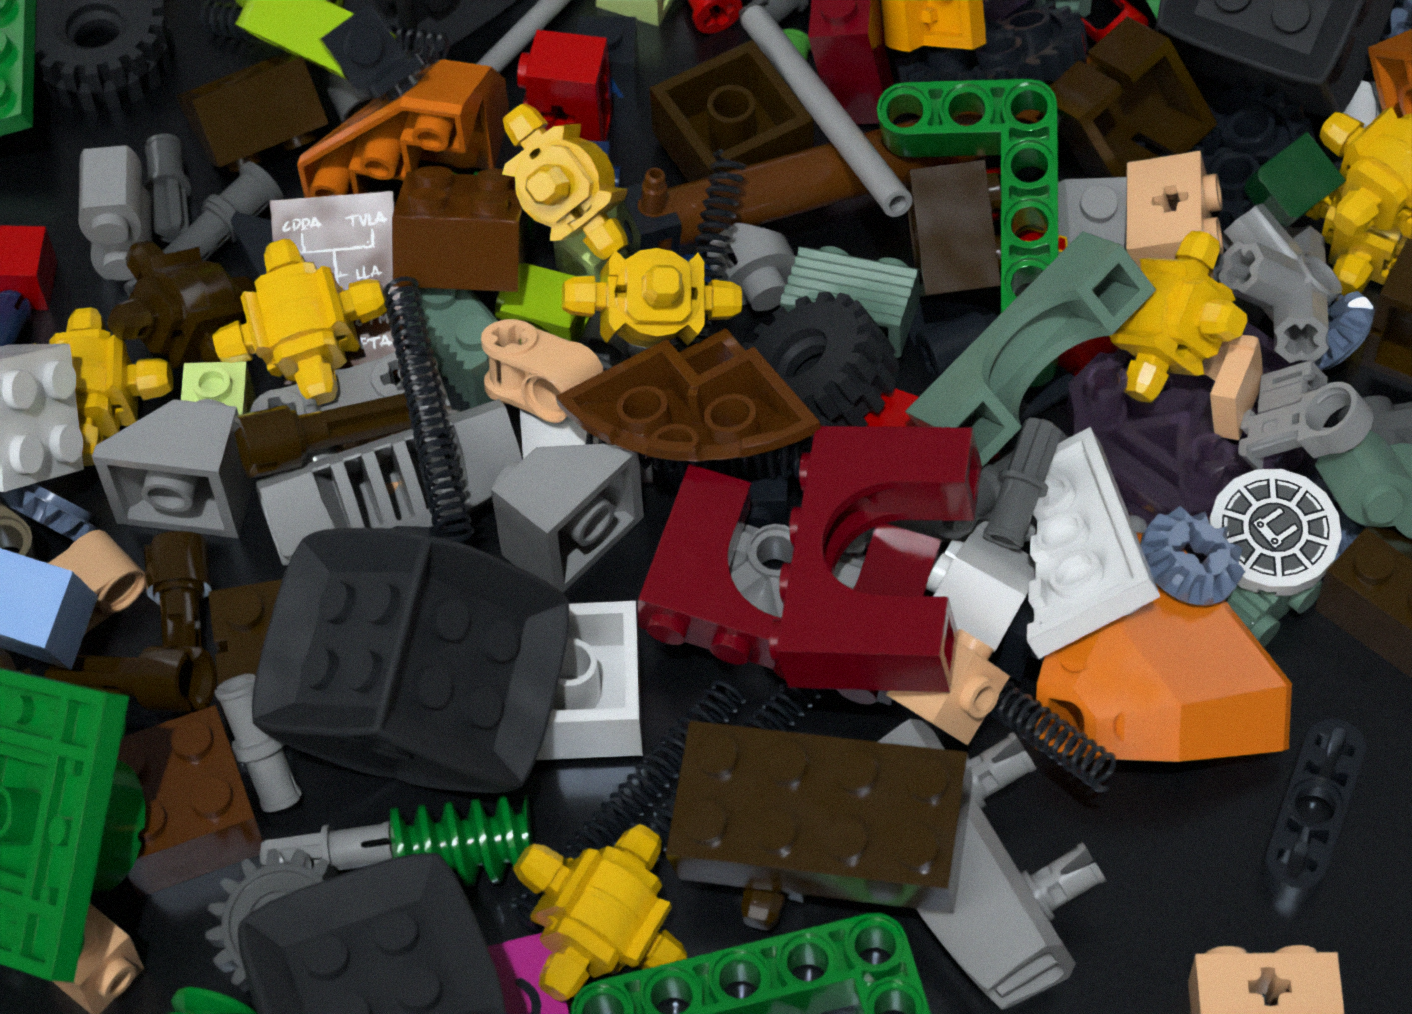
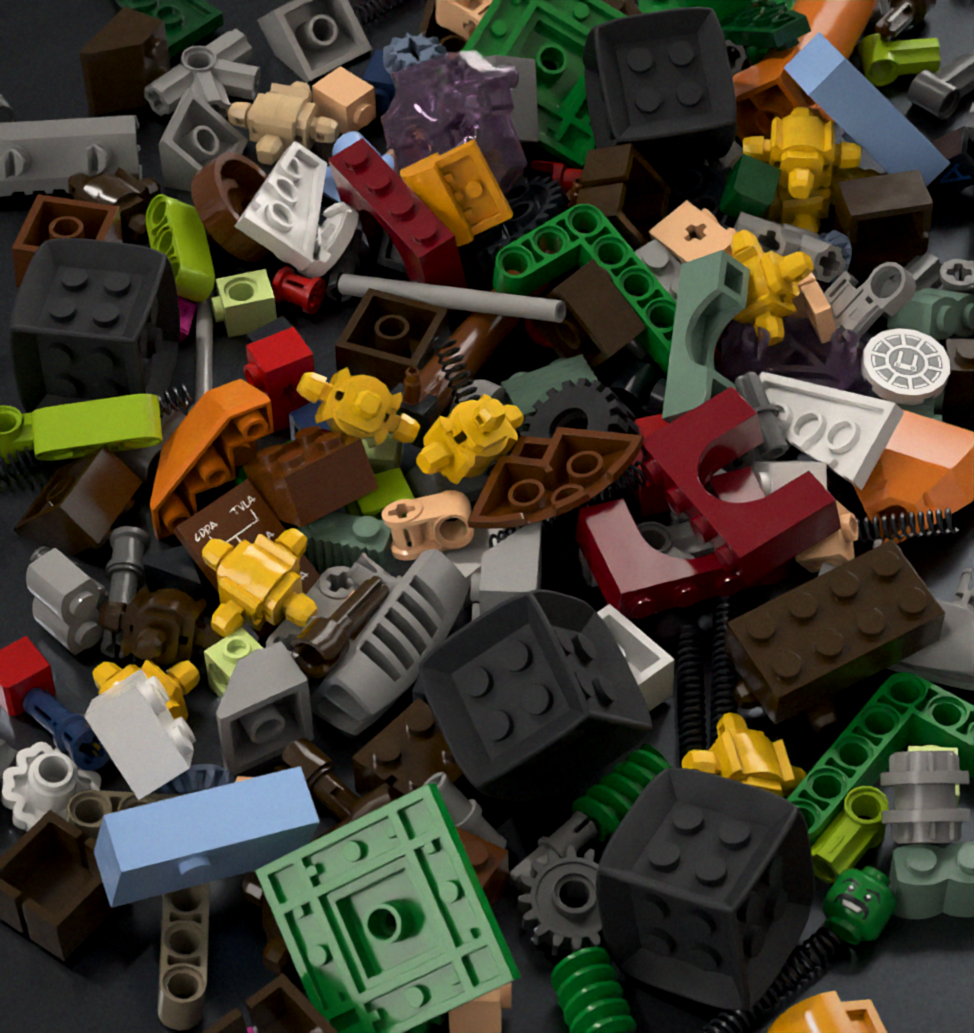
camera: 40 degrees left, 10 degrees down
(371, 56) = (166, 416): black bracket -> none
(410, 394) = (392, 572): black piece -> none
(1182, 573) = (888, 389): sand blue gear -> none

